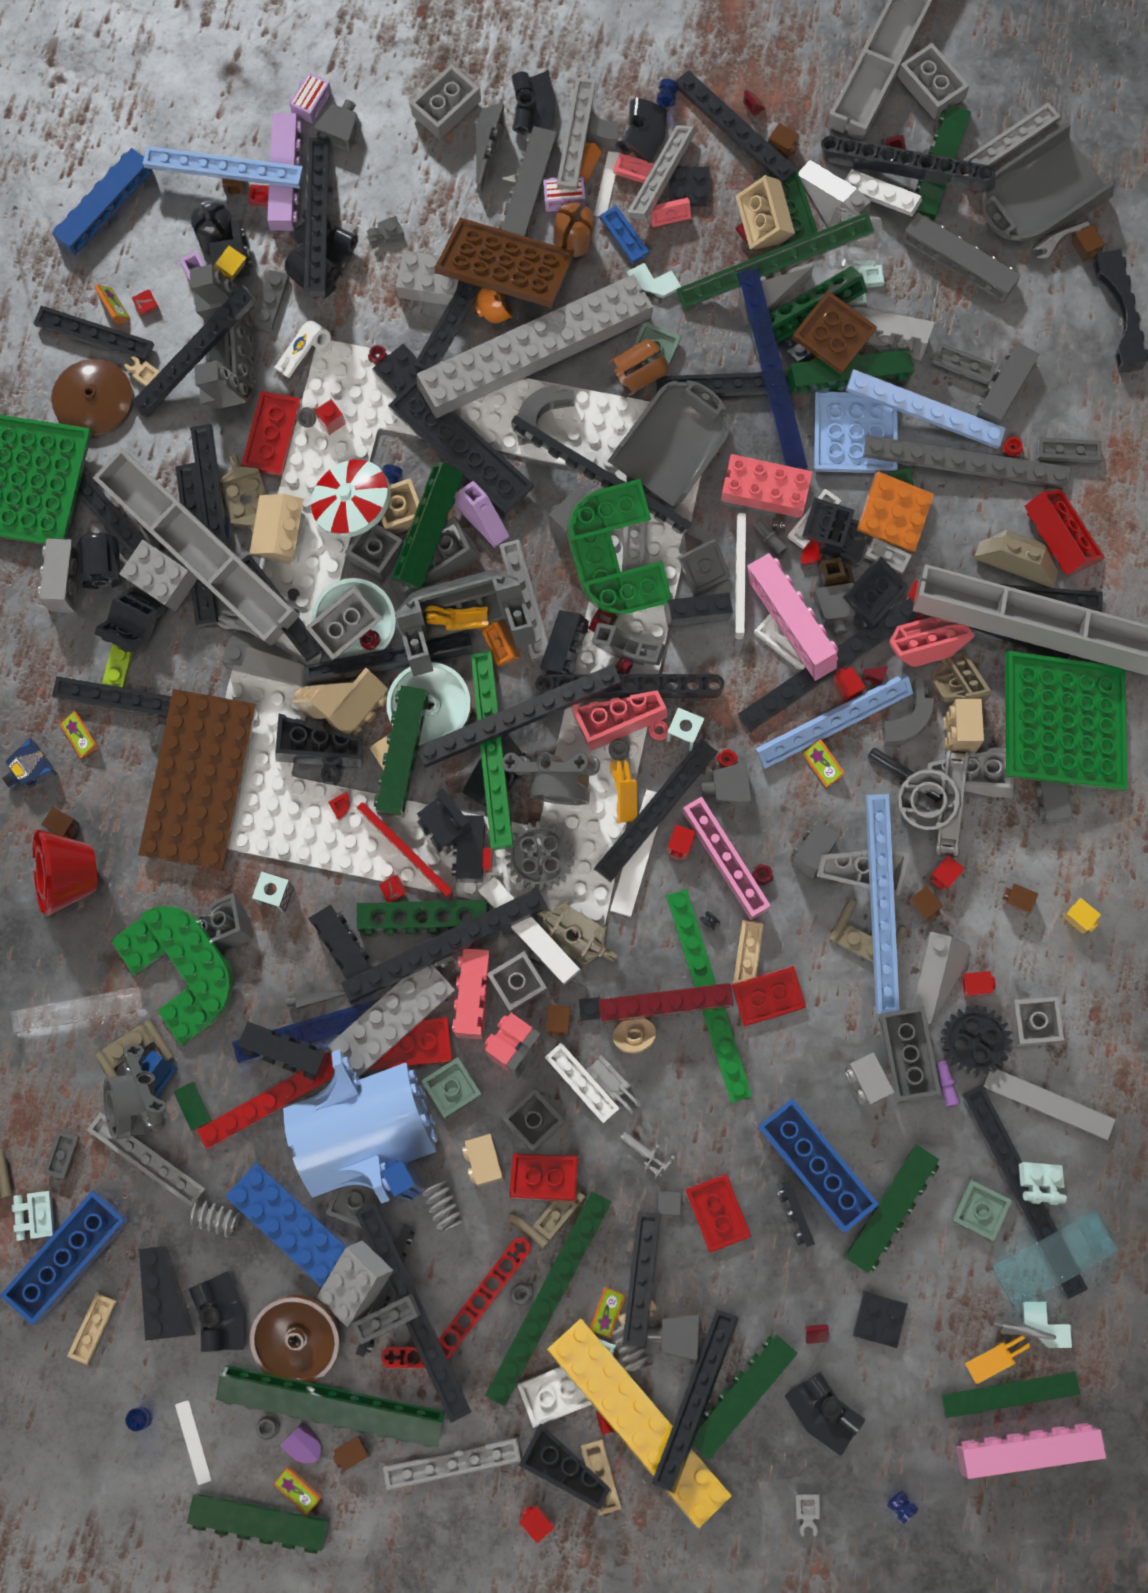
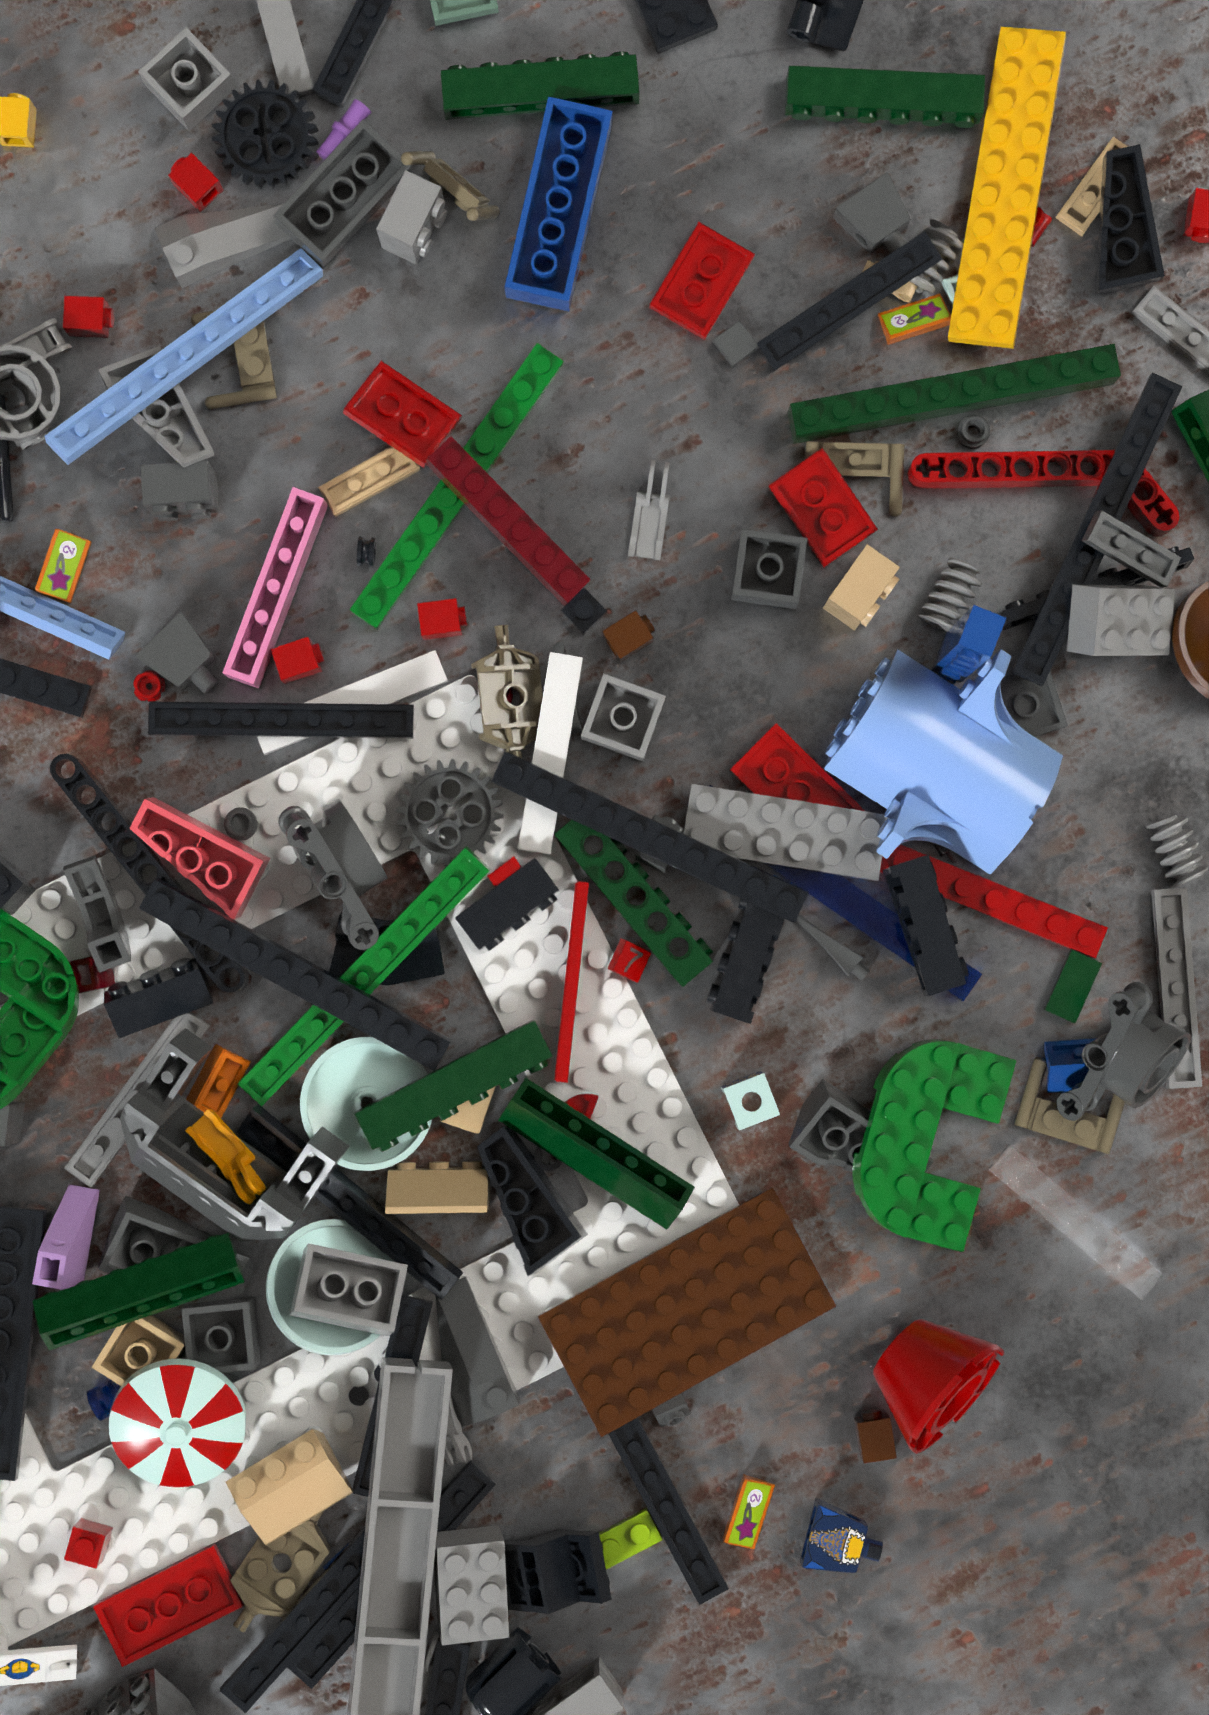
camera: 135 degrees left, 10 degrees up
(287, 1223) = (1113, 755): blue brick -> none
(306, 417) = (112, 1574): dark grey plate -> none
(310, 794) = (596, 1153): none -> dark green brick
(321, 700) = (465, 1236): tan slope -> none
(370, 635) = (345, 1236): dark red plate -> none
(443, 822) = (503, 956): black bracket -> none
(451, 1087) = (807, 698): sand green plate -> none
(472, 994) = (679, 761): coral wedge -> none
(513, 1045) = (705, 652): coral piece -> none
(551, 1396) = (1057, 308): white tile -> none
(582, 1083) = (679, 551): white plate -> none
(624, 665) = (129, 901): dark red plate -> none
(626, 792) = (285, 773): light orange arm -> none
(634, 1035) = (561, 529): tan dish -> none
(637, 1146) = (699, 412): light grey piece -> none
(644, 931) = (441, 618): none -> red brick
(661, 724) = (177, 786): coral plate -> none
(689, 736) = (161, 773): light aqua piece -> none
(695, 1401) = (934, 138): black plate -> none
(756, 874) = (256, 526): dark red plate -> none
(795, 1215) = (635, 185): black plate -> none
(816, 1333) = (746, 68): dark red slope -> none
(870, 1120) = (443, 175): none -> dark tan plate
(925, 905) = (145, 313): reddish brown brick -> none
(1019, 899) = (52, 207): reddish brown brick -> none

